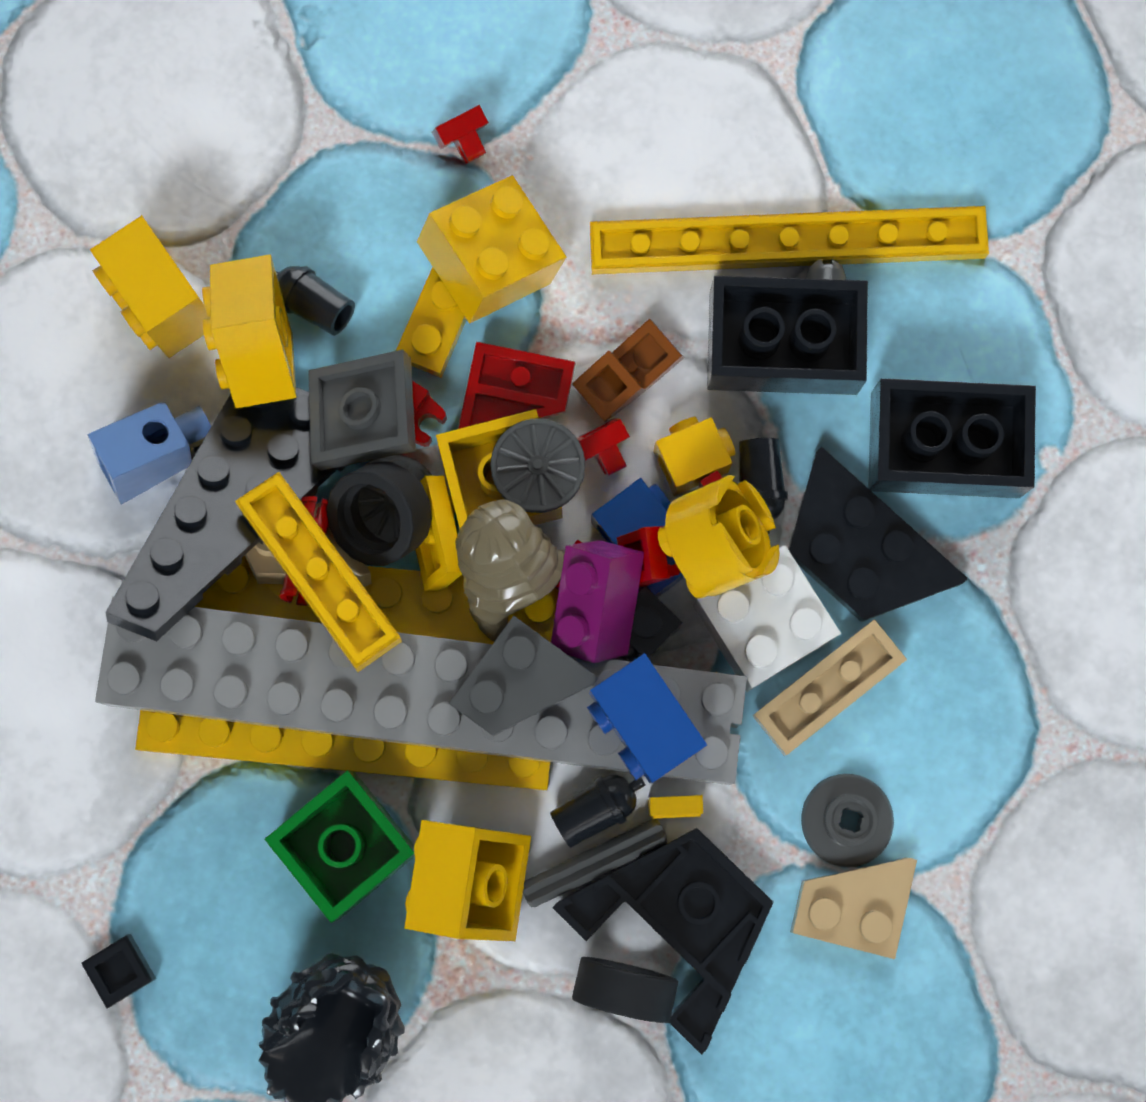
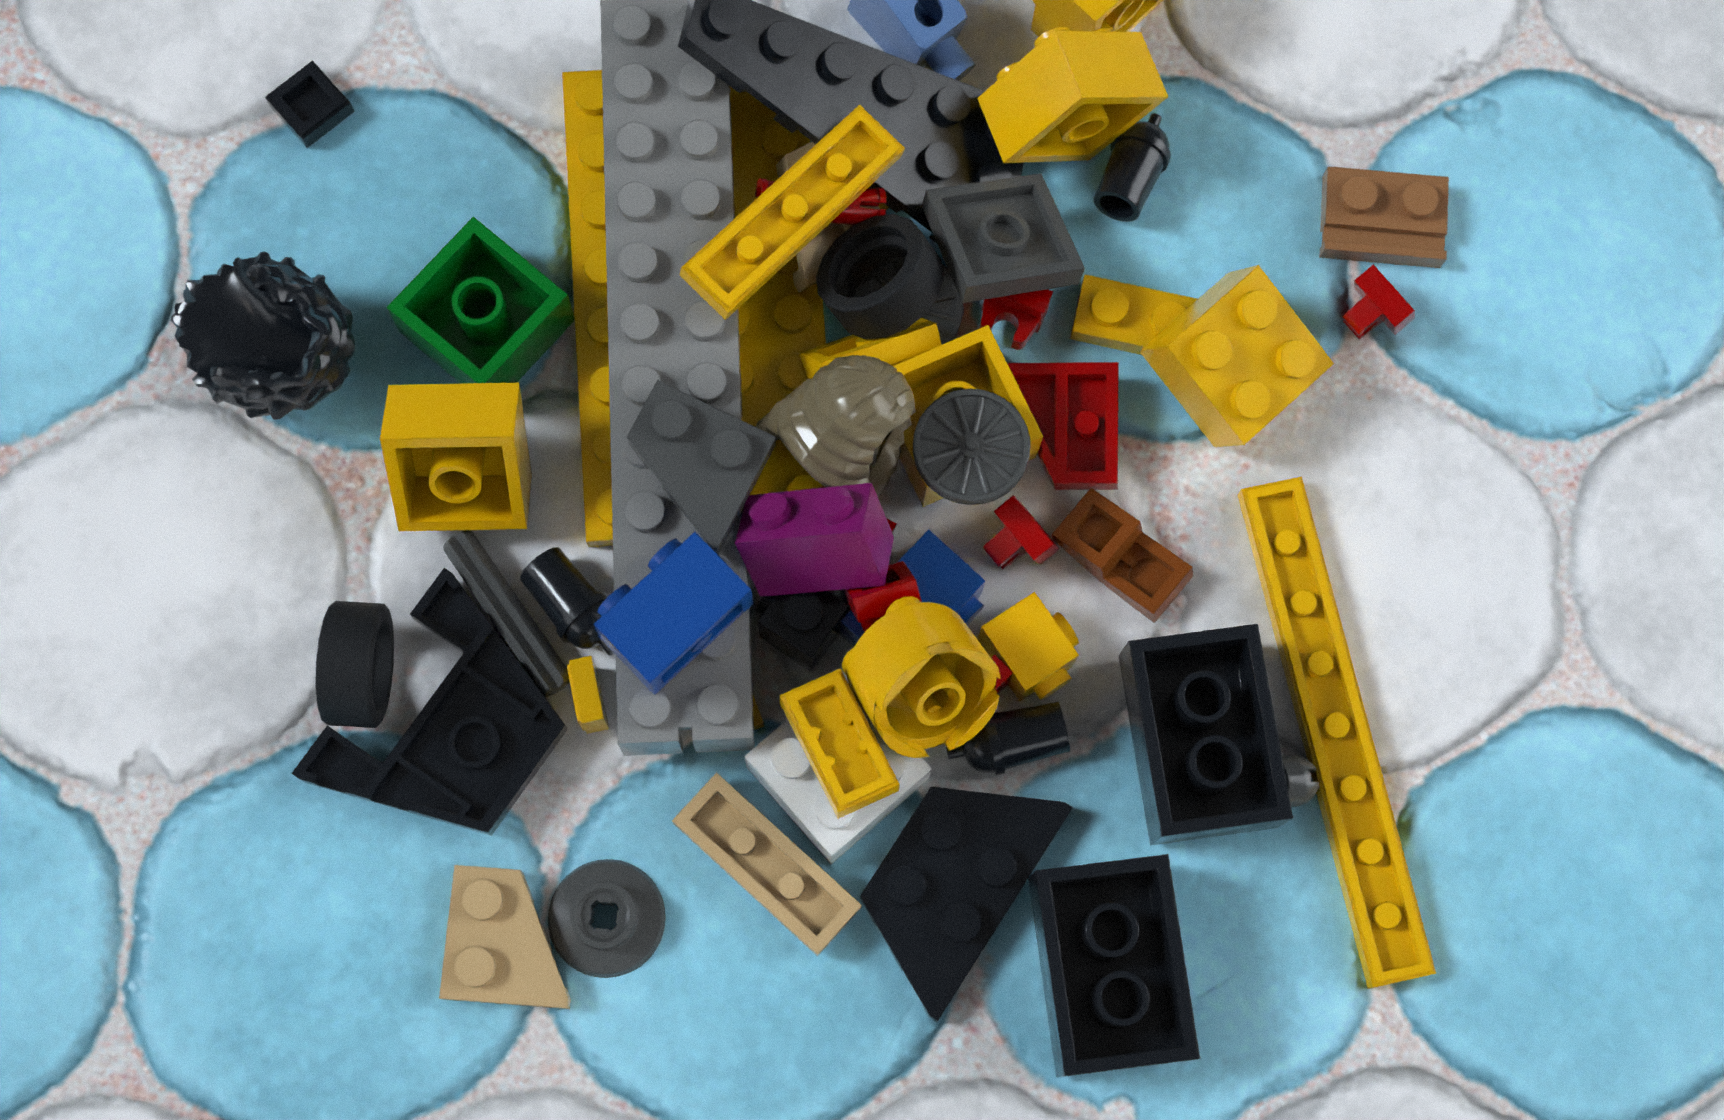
camera: 75 degrees right, 5 degrees down
(386, 113) = (1384, 217): none -> medium nougat plate
(761, 610) = (839, 743): none -> yellow plate

